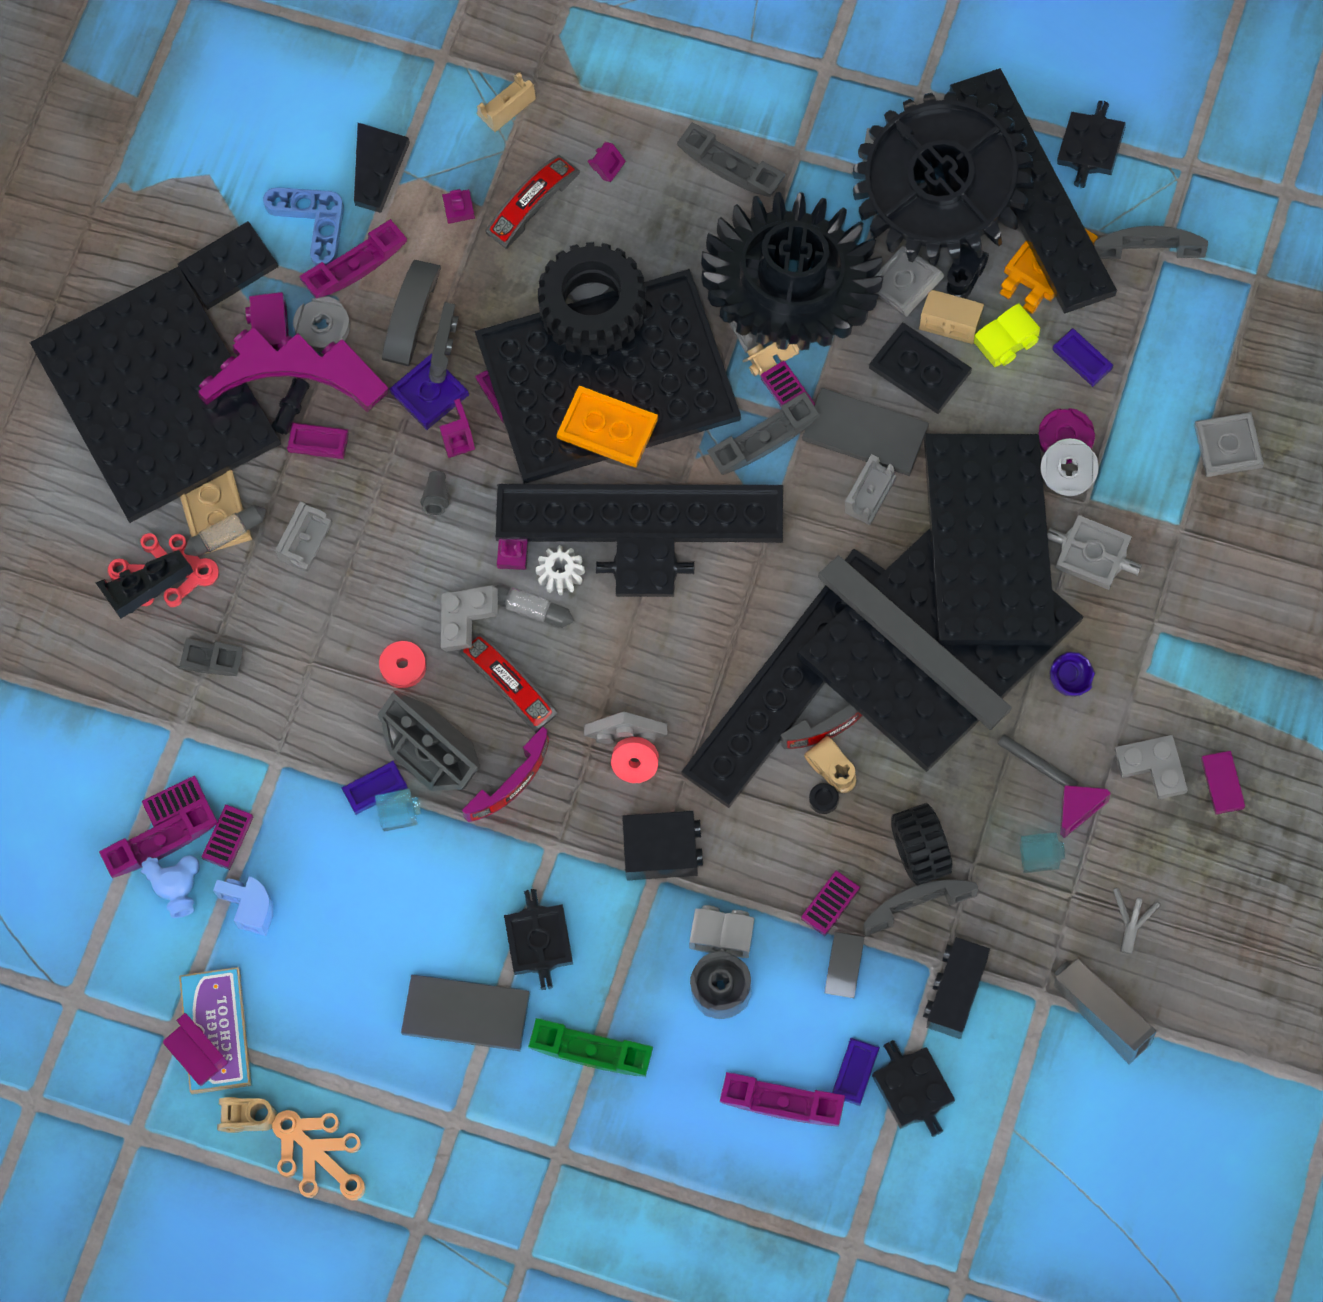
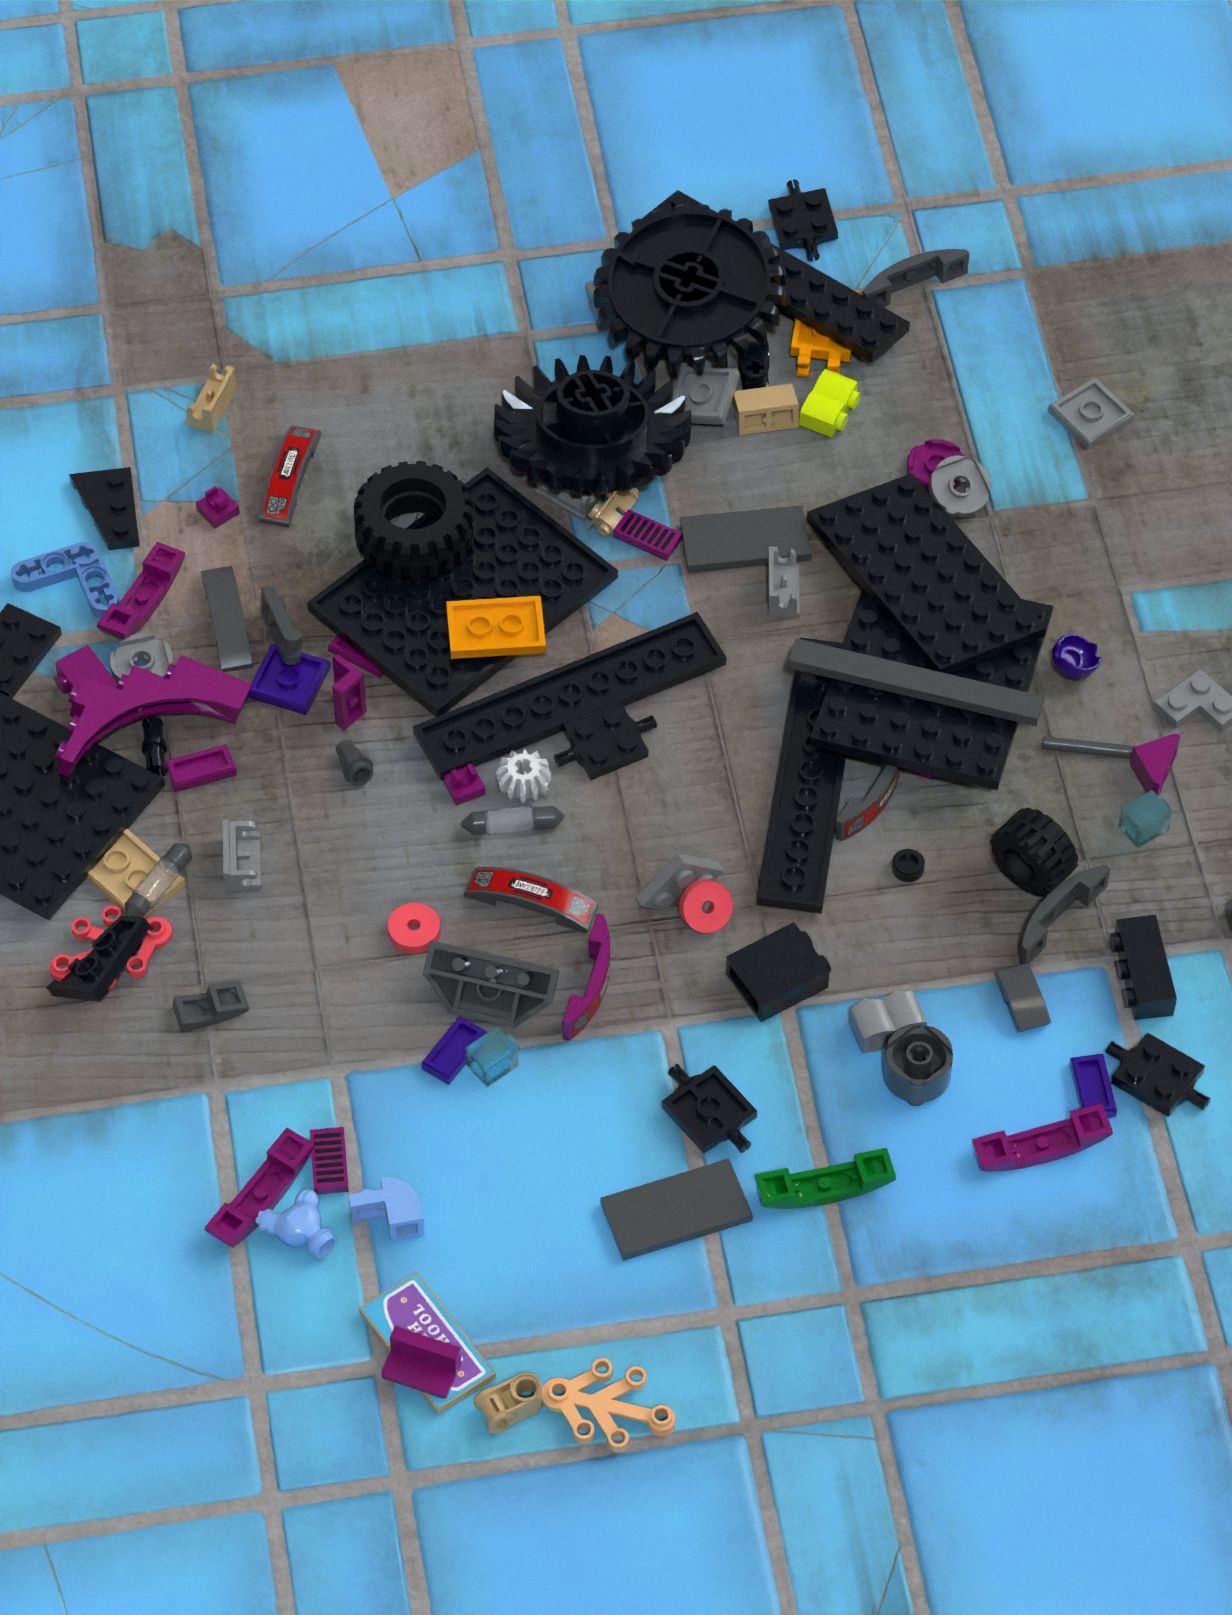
camera: 35 degrees left, 15 degrees down
(168, 802) = (249, 1153): tile -> none
(460, 609) = (445, 851): light grey plate -> none
(607, 161) = (345, 410): magenta tile -> none
(729, 164) = (468, 368): dark grey slope -> none
(766, 436) = (654, 577): dark grey slope -> none
(829, 762) = (897, 827): tan piece -> none
(830, 903) = (974, 952): magenta tile -> none
(920, 368) = (763, 463): black plate -> none
(1082, 357) = (909, 396): dark purple tile -> none
(1093, 552) = (1028, 549): light grey plate -> none

